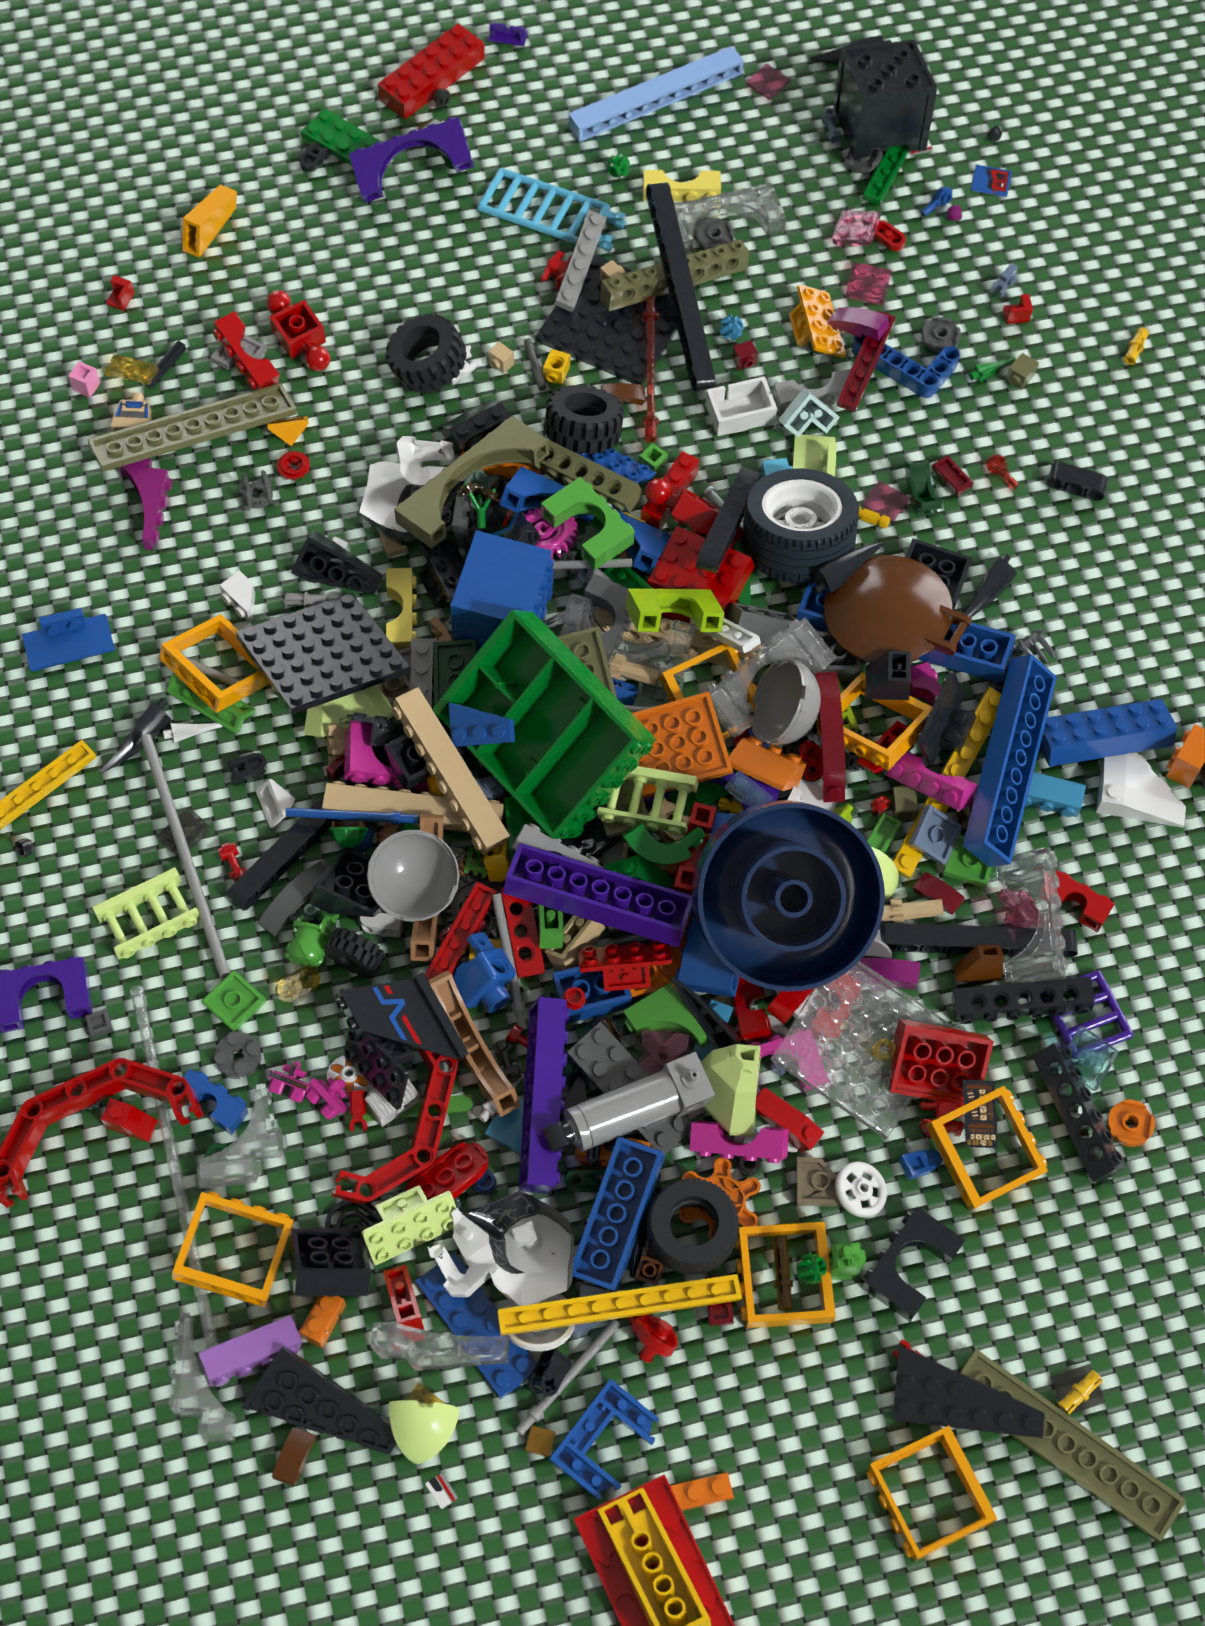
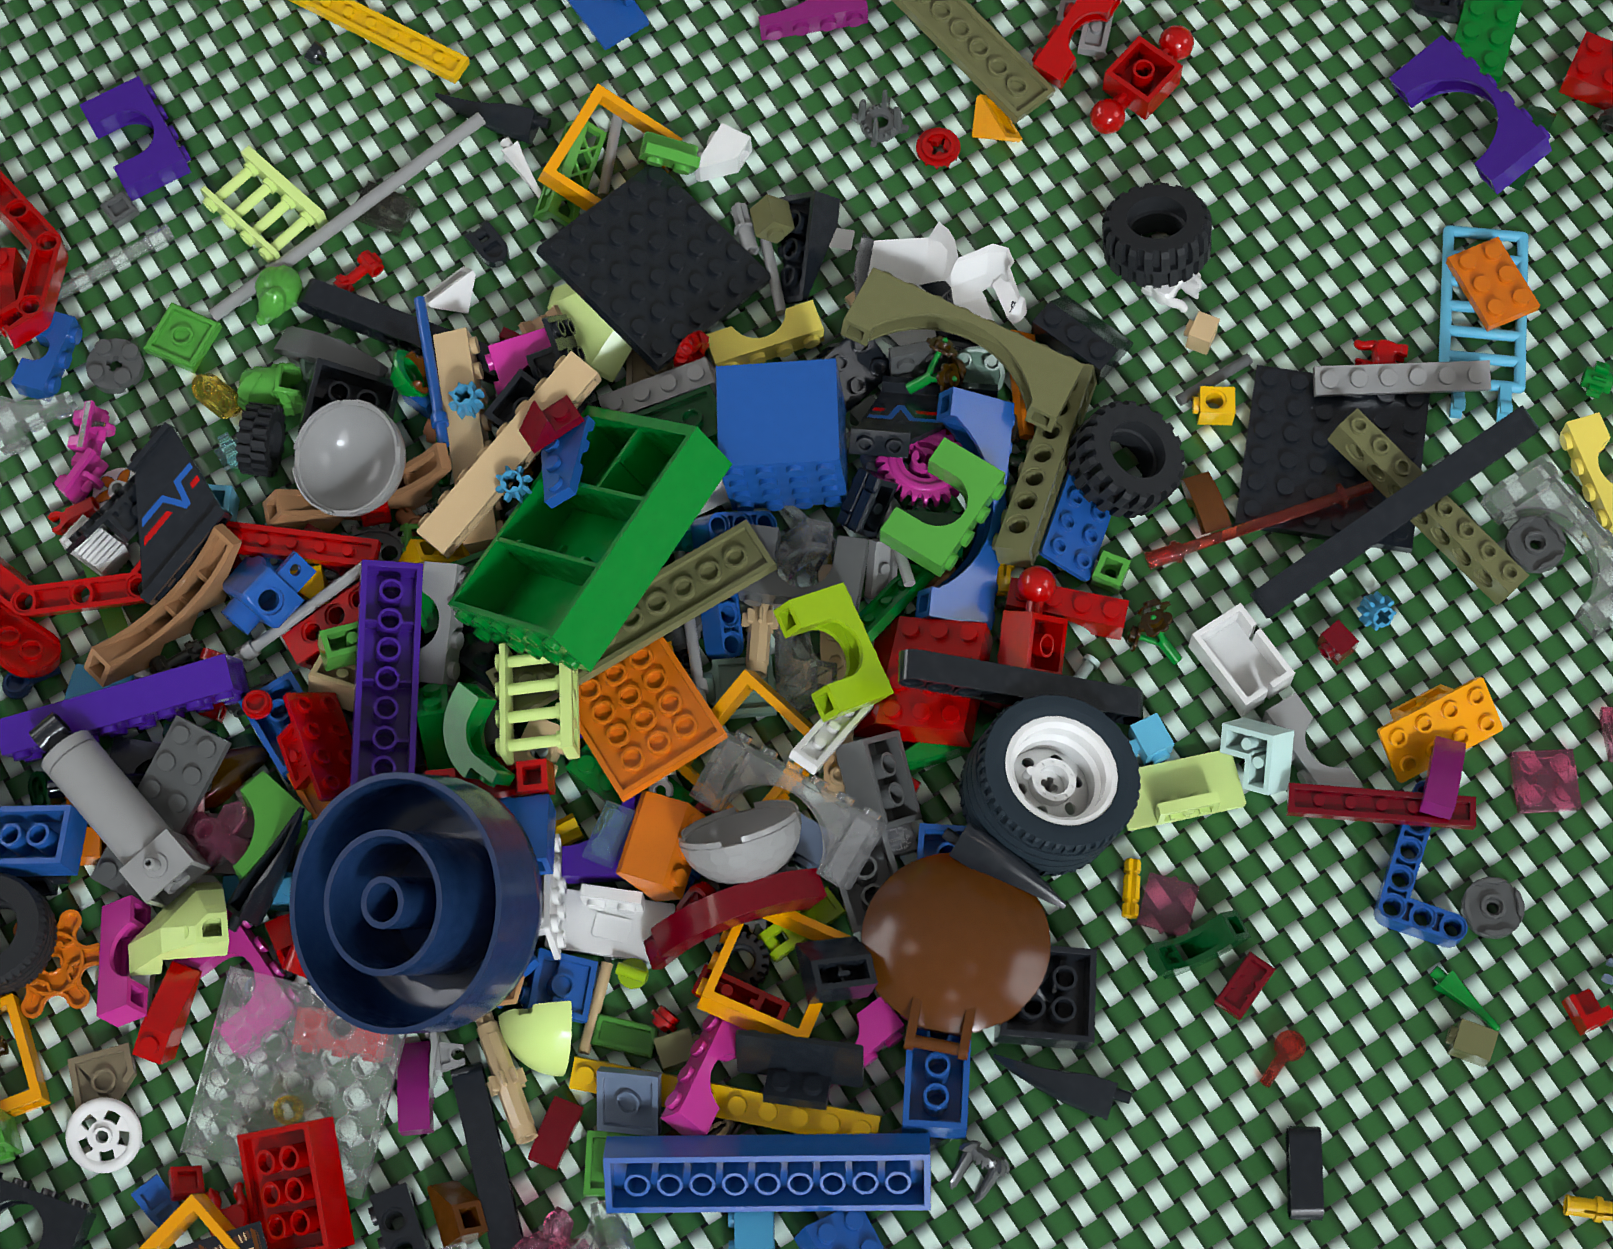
camera: 80 degrees right, 5 degrees up
(229, 919) = (276, 292): none -> bright green hair
(235, 619) = (669, 152): none -> bright green bracket
(310, 577) = (772, 219): none -> olive brick
(352, 977) = (227, 451): none -> clear light blue plate
(359, 594) = (774, 282): none -> light grey bar
(391, 786) = (466, 400): none -> dark azure gear
(399, 647) = (691, 348): none -> red gear
(446, 727) = (546, 426): none -> dark red slope
(477, 762) = (513, 476): none -> dark azure gear
(531, 194) = (1492, 284): none -> orange plate
(566, 574) = (867, 502): none -> black brick
(610, 270) = (1393, 423): tan plate -> none
(705, 441) = (1154, 623): none -> dark brown plant
(910, 1140) = (185, 1181): none -> red tile

